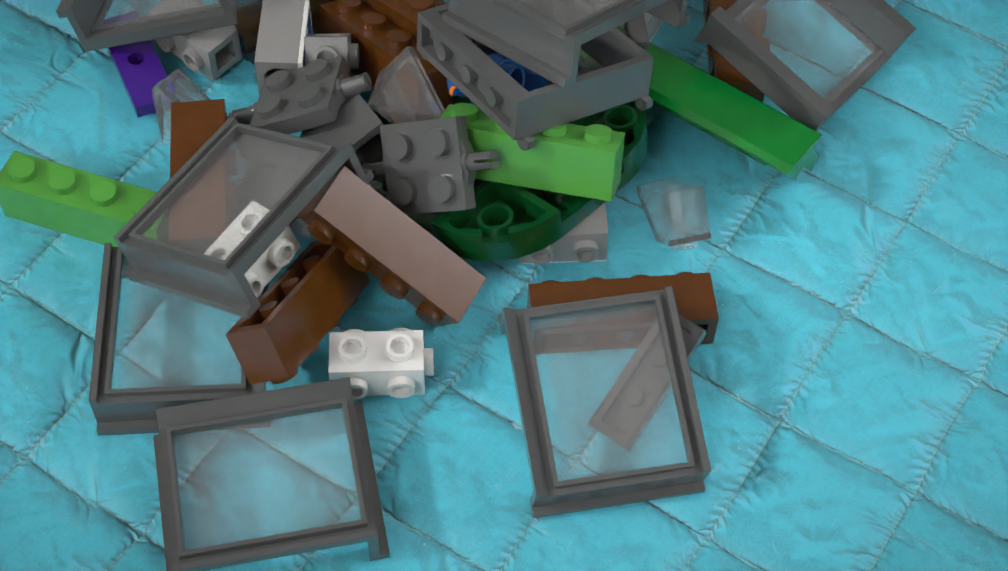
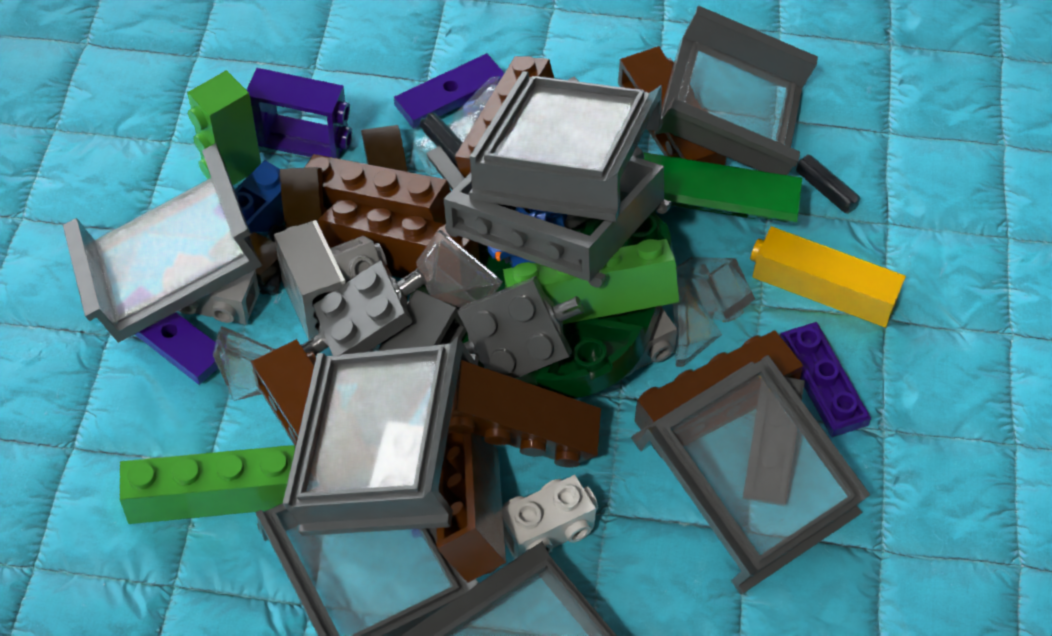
camera: 25 degrees left, 0 degrees up
(634, 240) = (693, 325): none -> clear slope
(744, 345) = (826, 381): none -> dark purple tile
(804, 246) = (827, 276): none -> yellow brick
(861, 158) = (828, 184): none -> black axle

